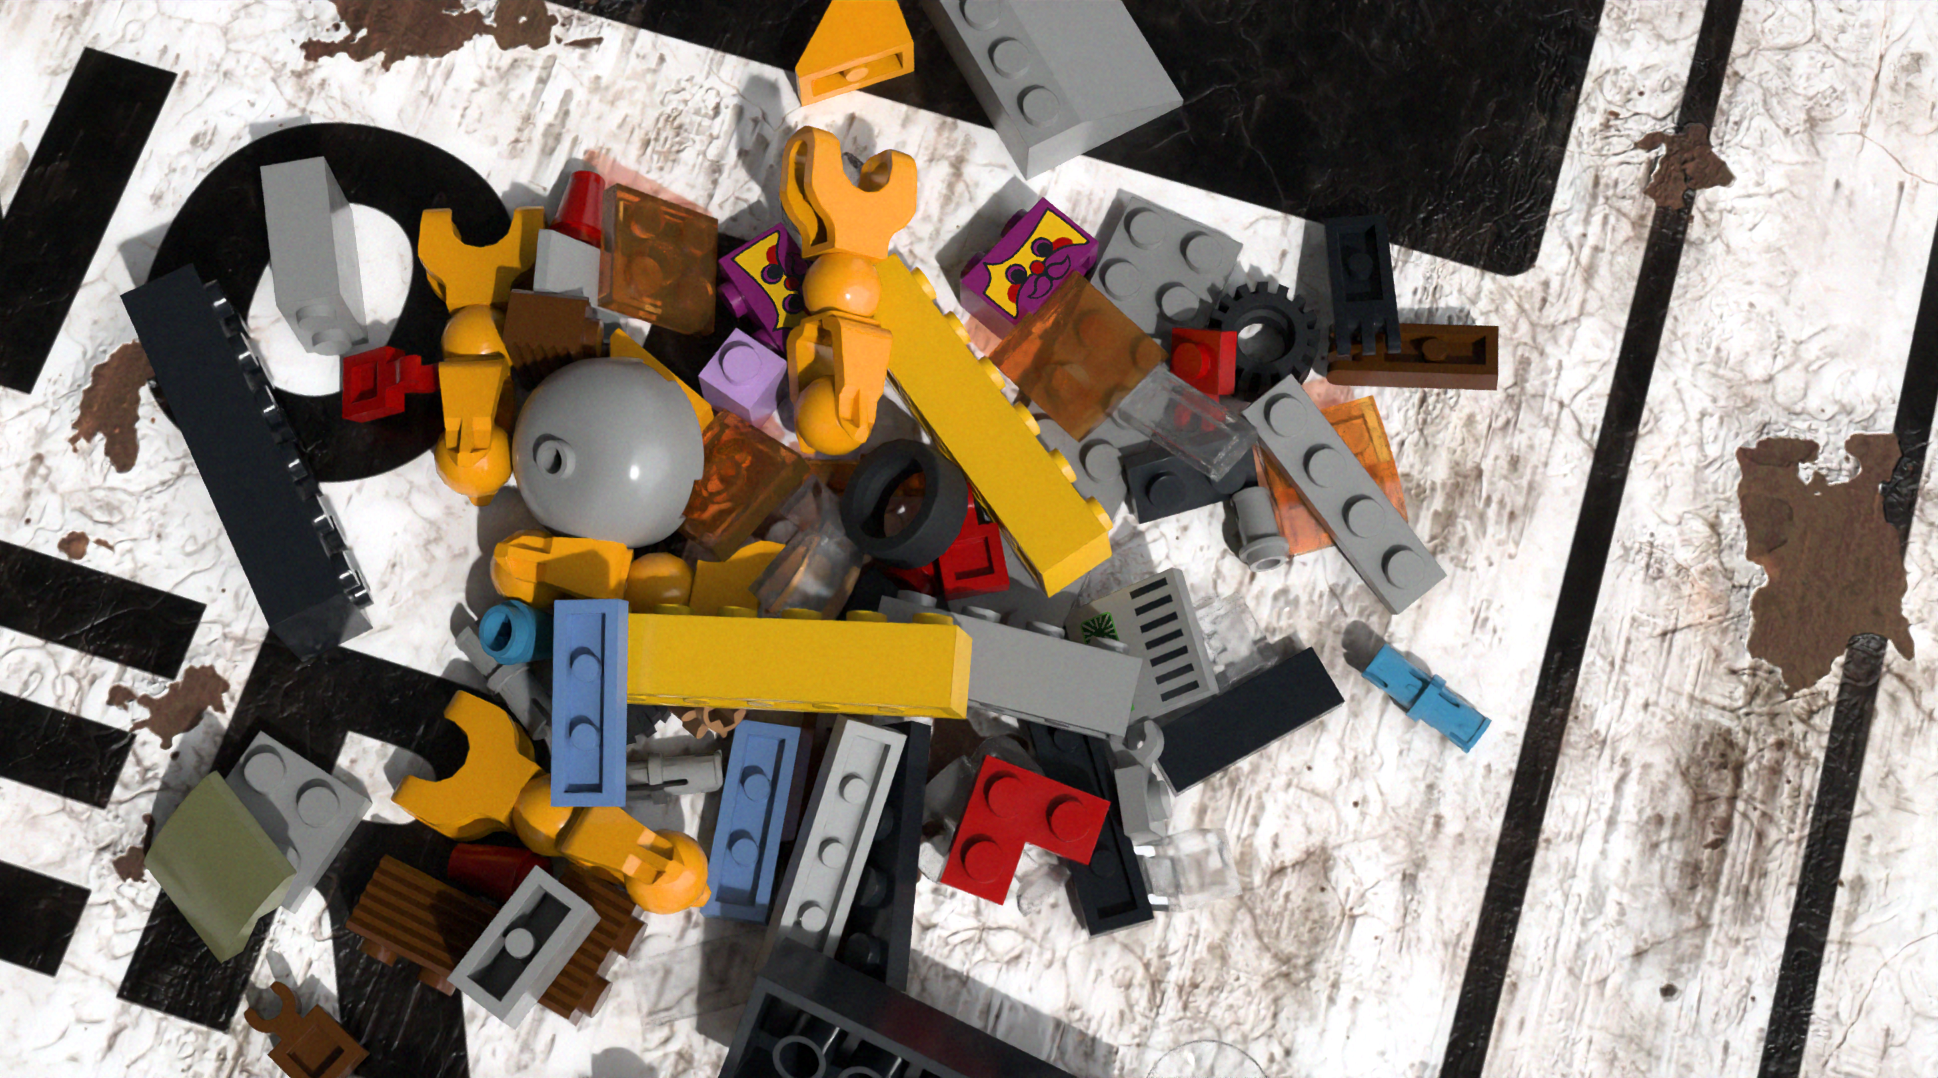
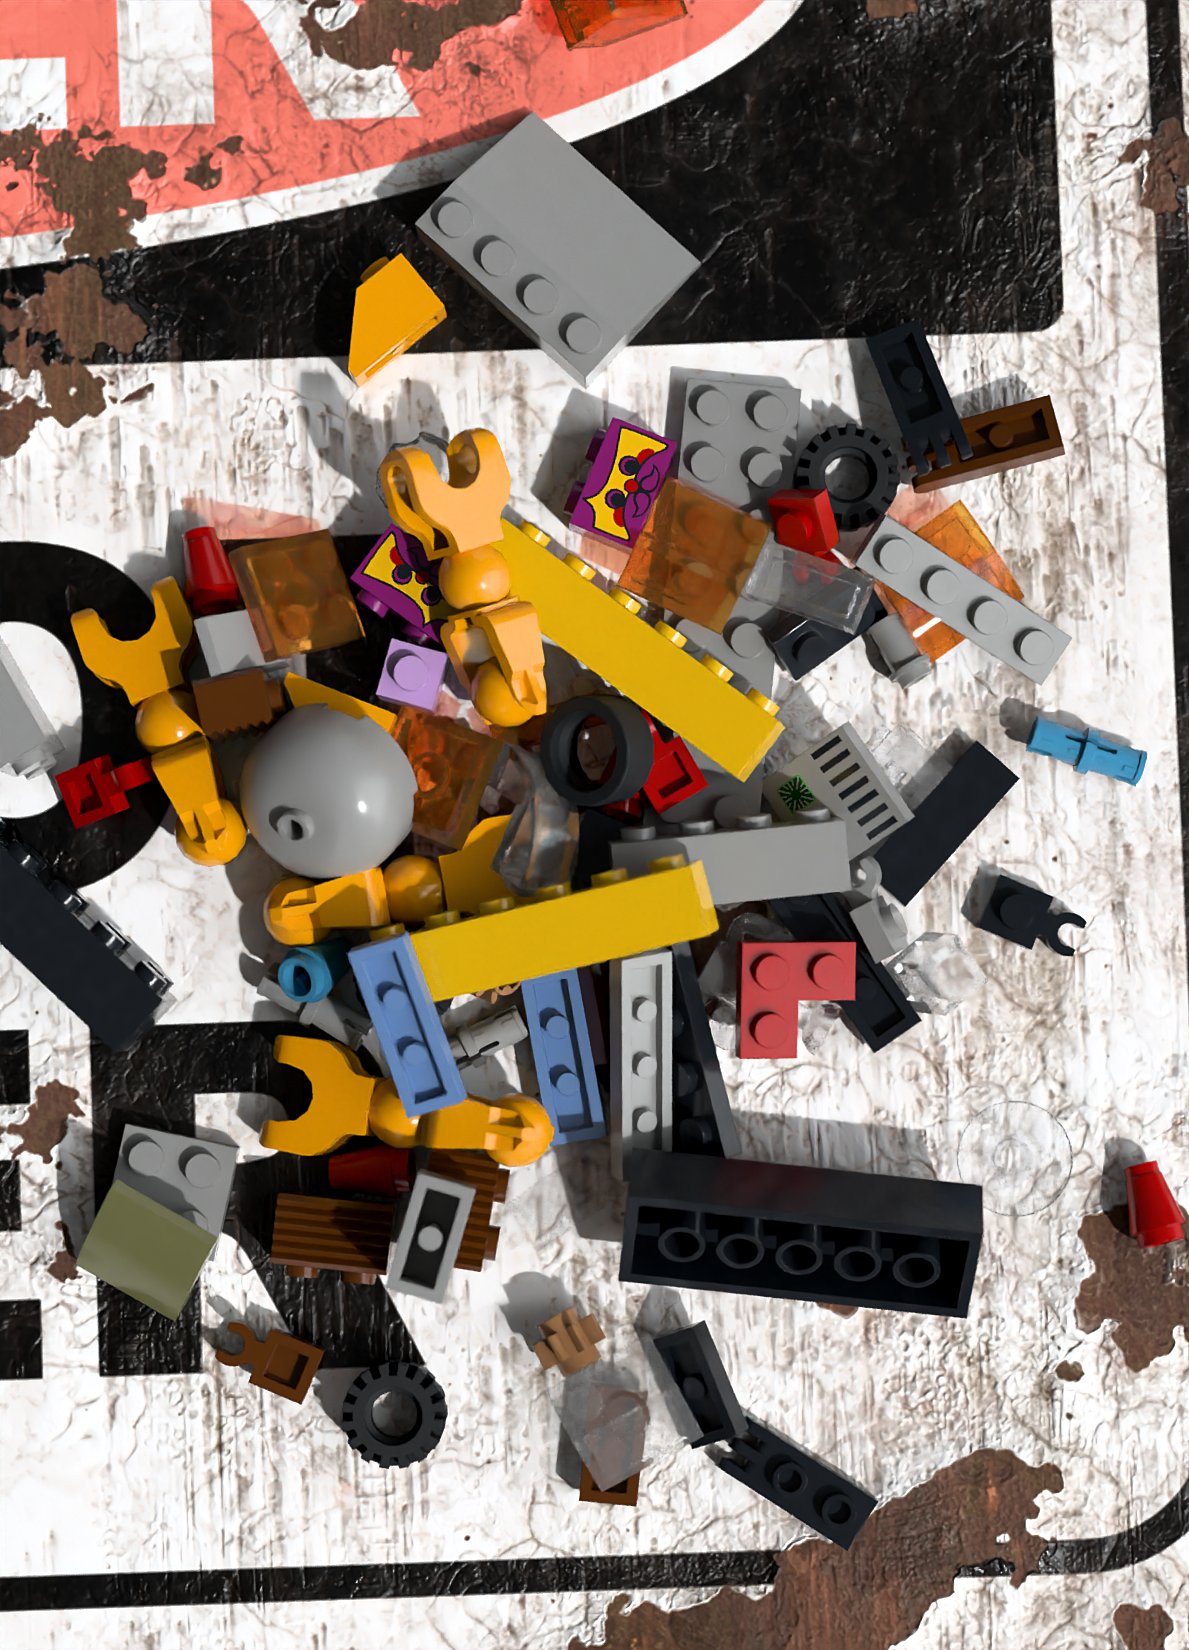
camera: 15 degrees left, 15 degrees up
(1300, 847) = (1022, 914): none -> black plate

